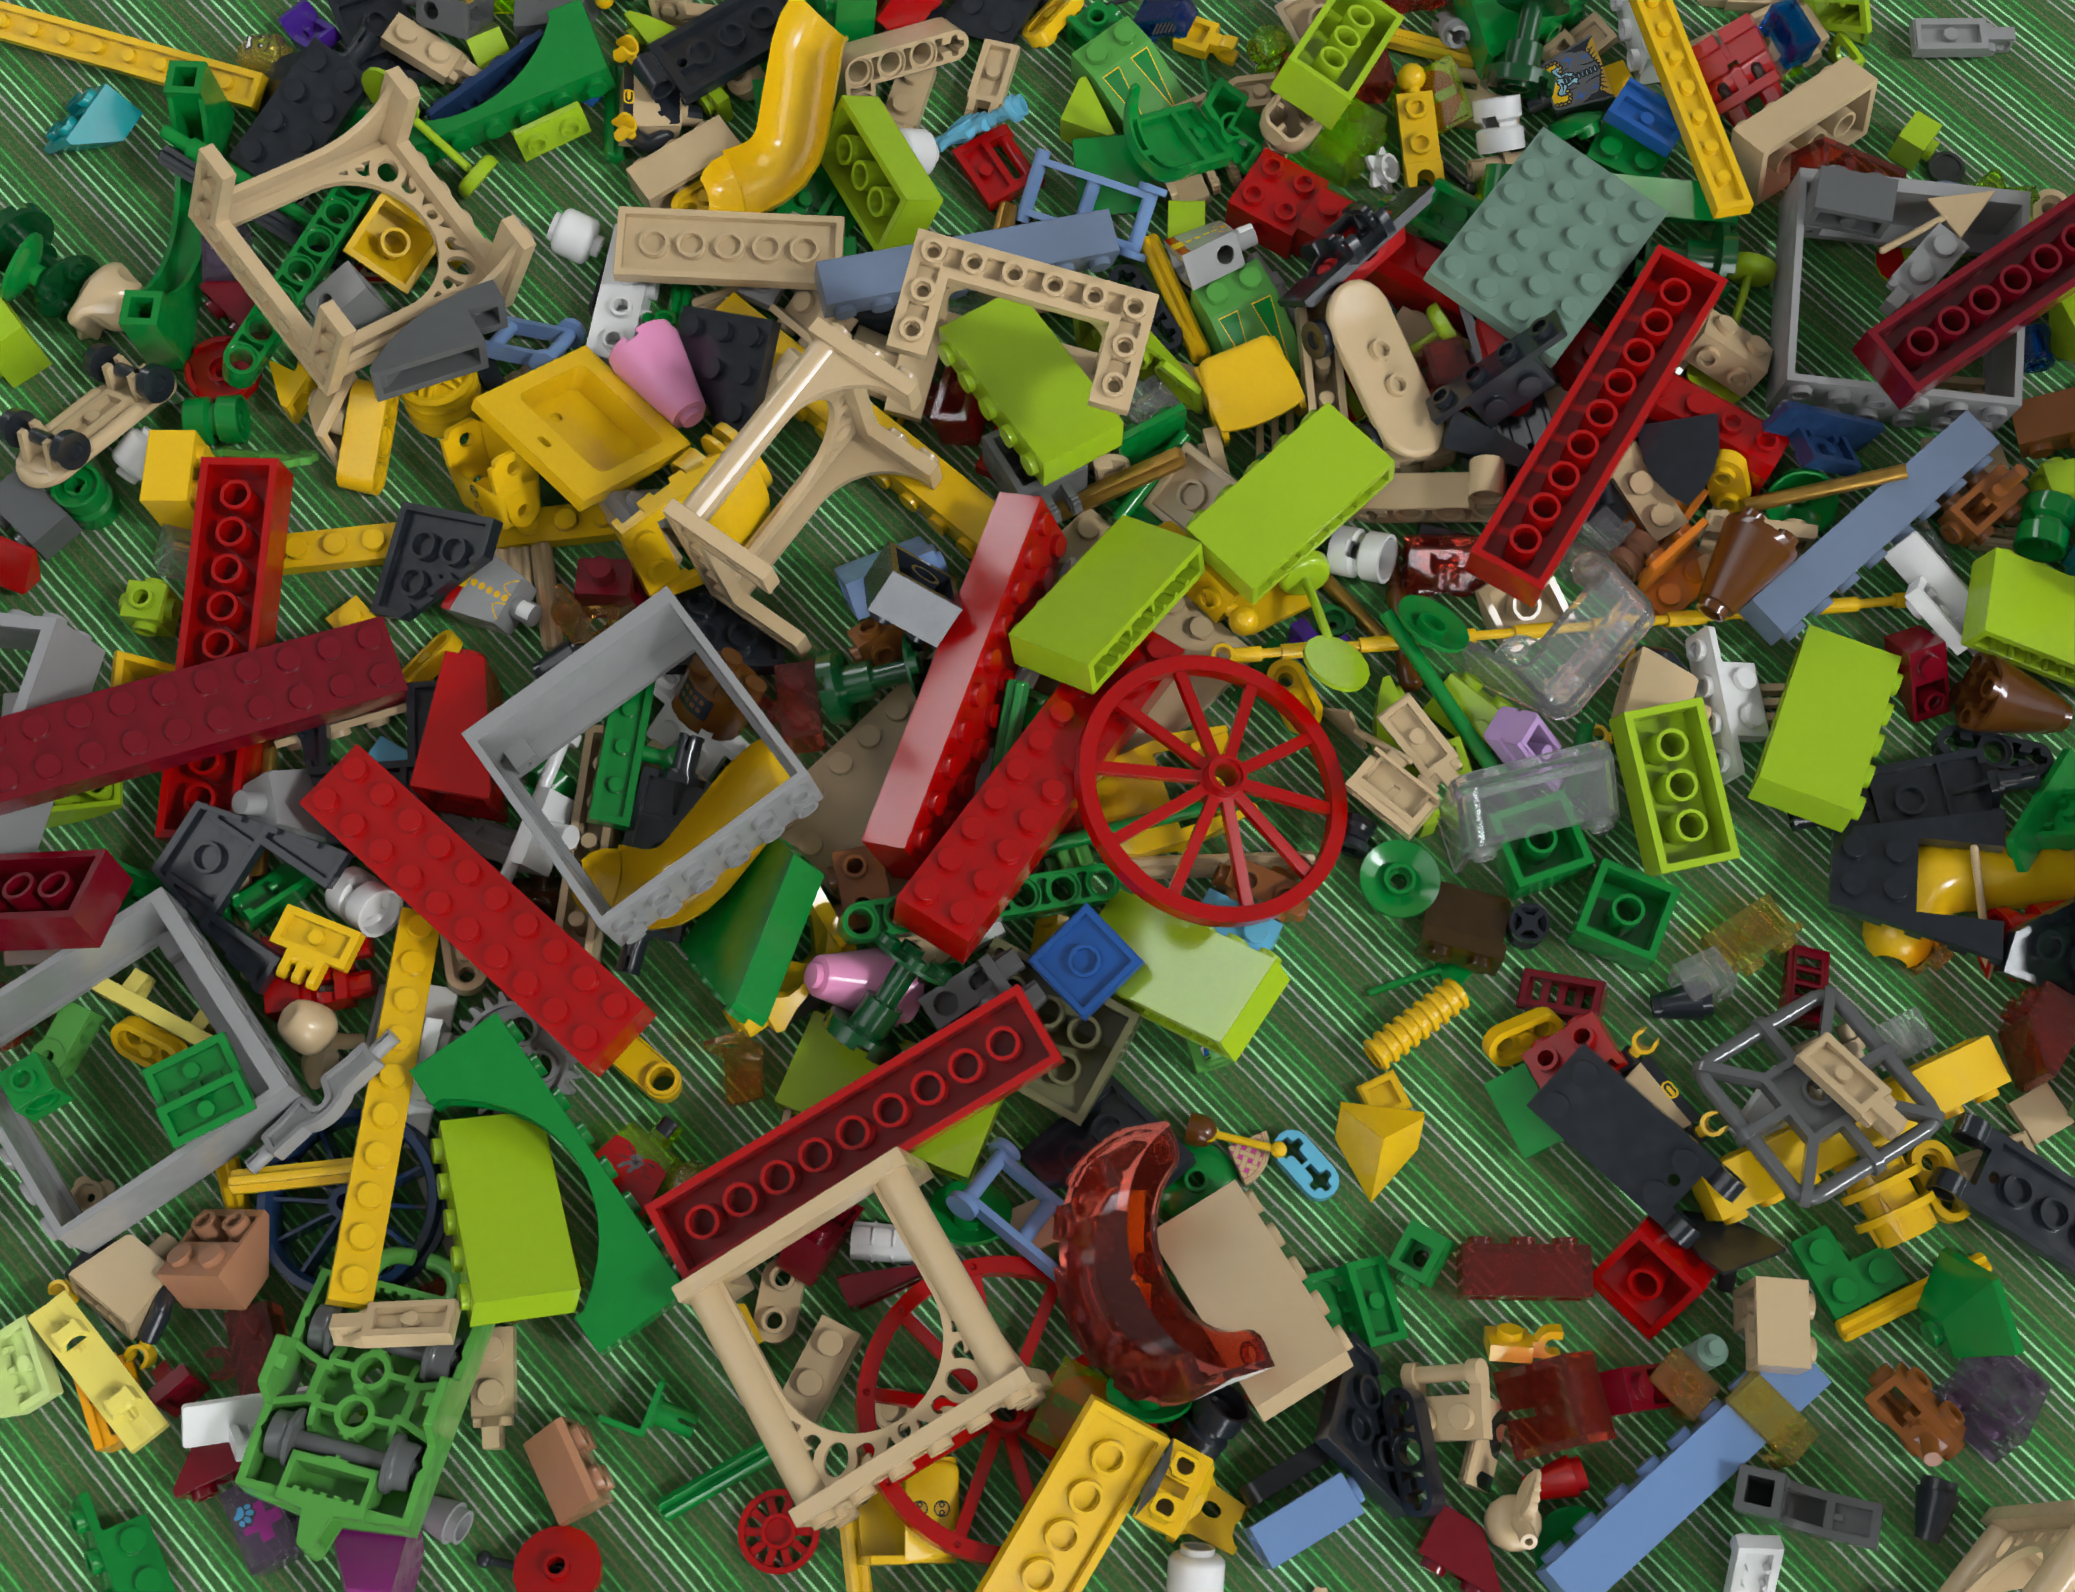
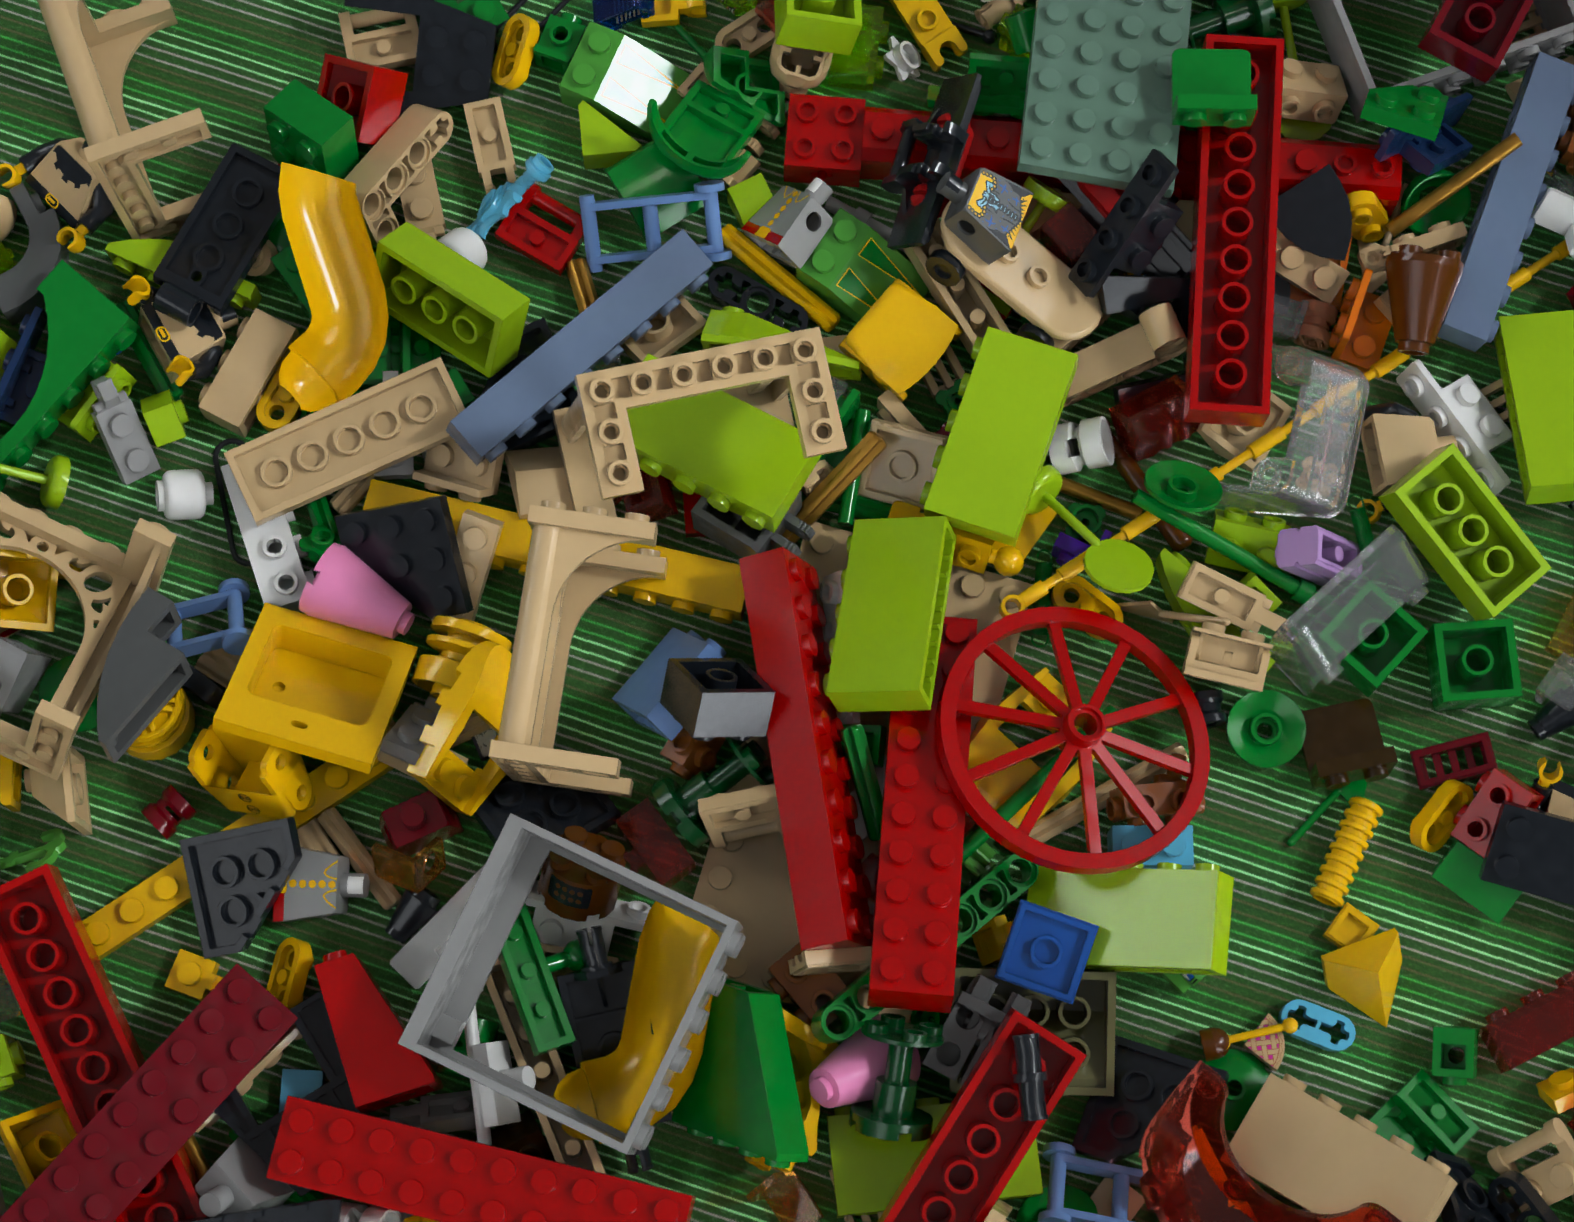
camera: 30 degrees left, 5 degrees up
(366, 440) = (105, 797): yellow beam -> none
(405, 483) = (162, 818): none -> dark red wheel
(552, 161) = (122, 432): none -> light grey hinge
(595, 167) = (164, 417): none -> lime plate
(877, 708) = (740, 814): none -> tan plate
(880, 866) = (830, 961): none -> tan tile
(997, 1048) = (1030, 1077): none -> black pin
(1375, 299) = (985, 211): none -> dark grey torso
(1532, 919) = (1399, 707): black wheel -> none
(1637, 287) = (1212, 88): none -> green bracket
(1817, 398) = (1407, 109): none -> green plate

